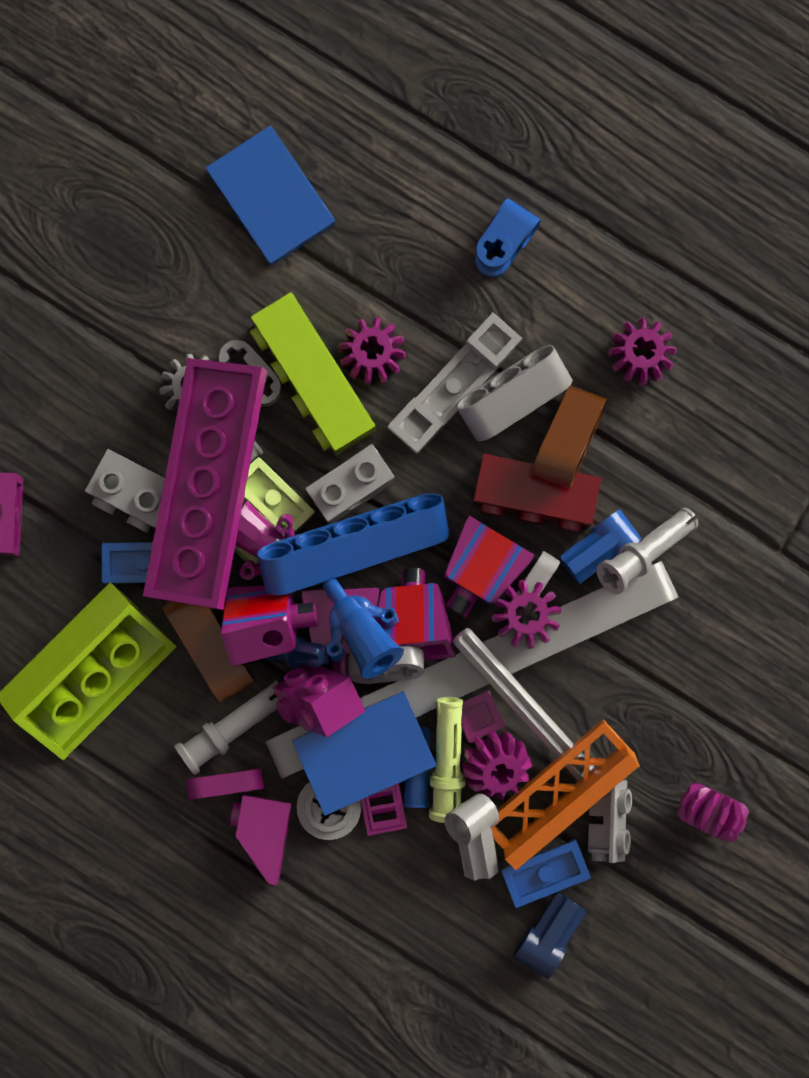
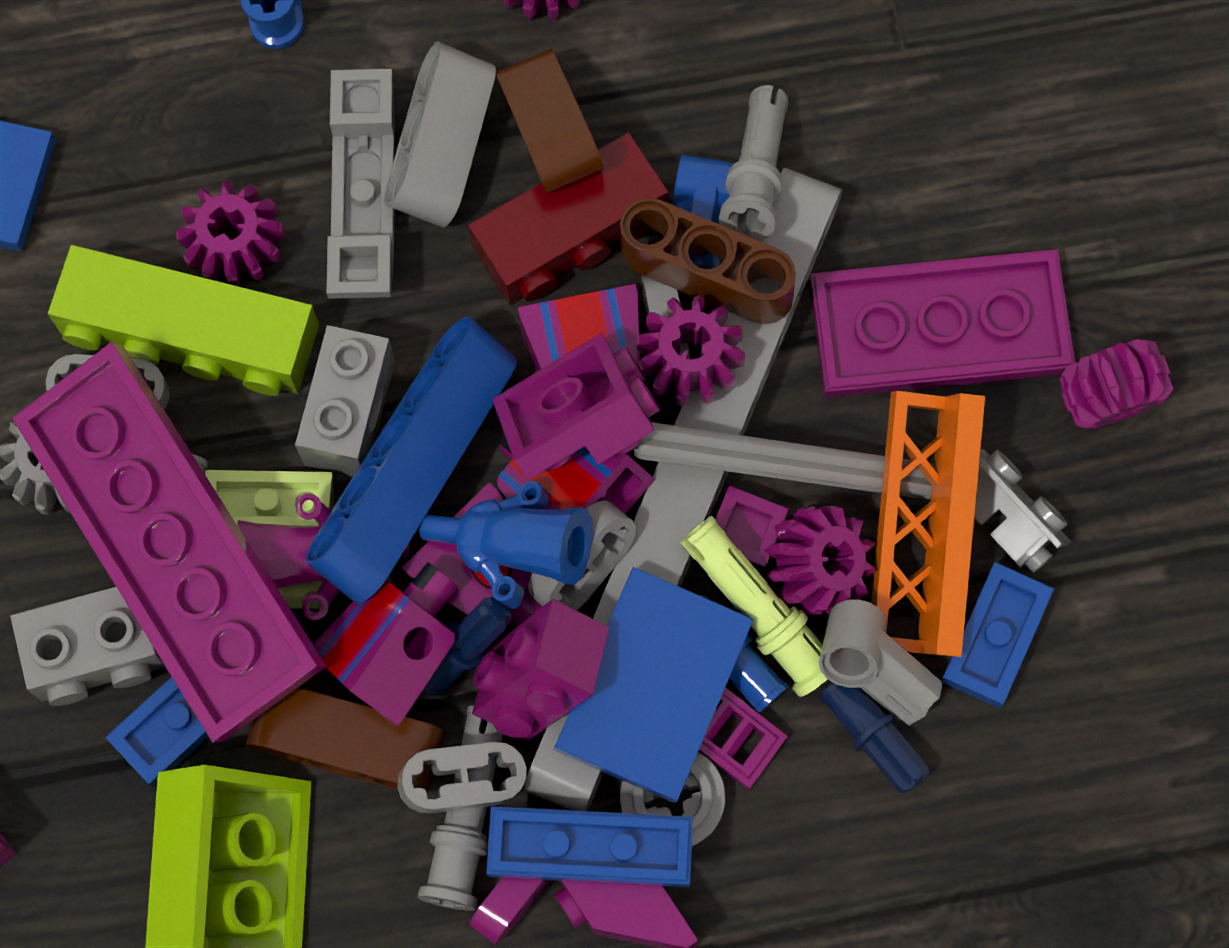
camera: 40 degrees left, 10 degrees down
(234, 721) = (460, 761): none -> light grey beam
(266, 799) = (590, 846): none -> blue tile
(445, 596) = (577, 402): none -> magenta plate
(445, 869) = (876, 736): none -> dark blue axle
(545, 943) = (1075, 716): dark blue piece -> none
(575, 558) = (693, 235): none -> reddish brown beam
(665, 703) = (941, 323): none -> magenta tile

